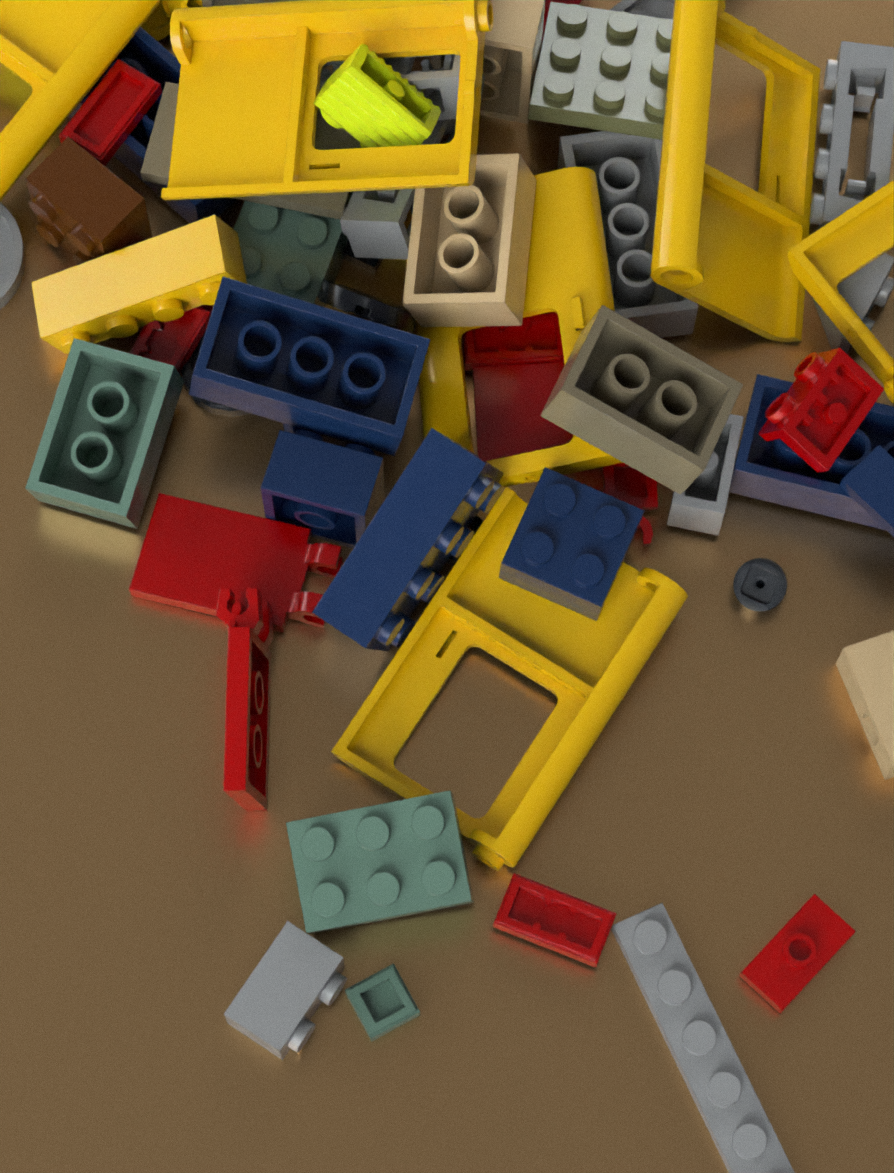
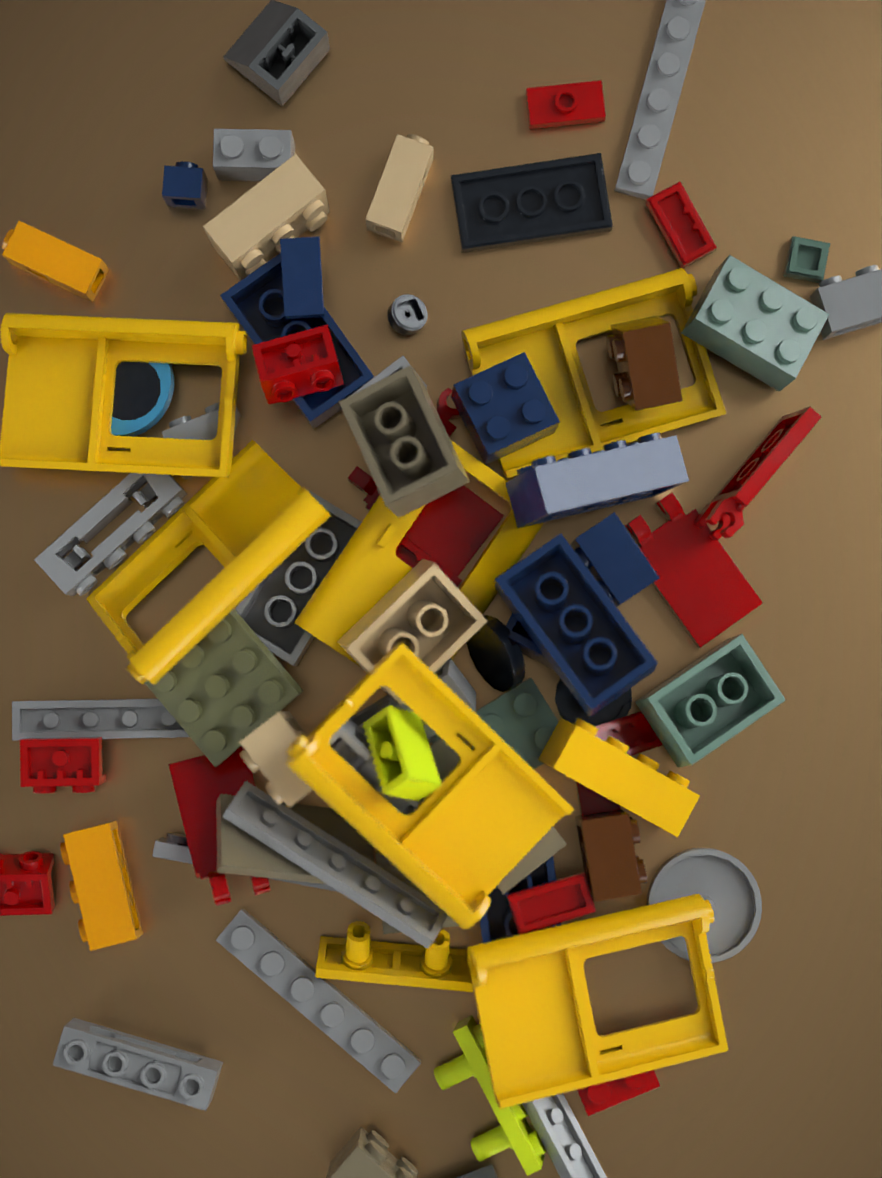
camera: 140 degrees left, 15 degrees up
(464, 713) = (644, 363): none -> reddish brown brick
(737, 815) = (531, 202): none -> black tile

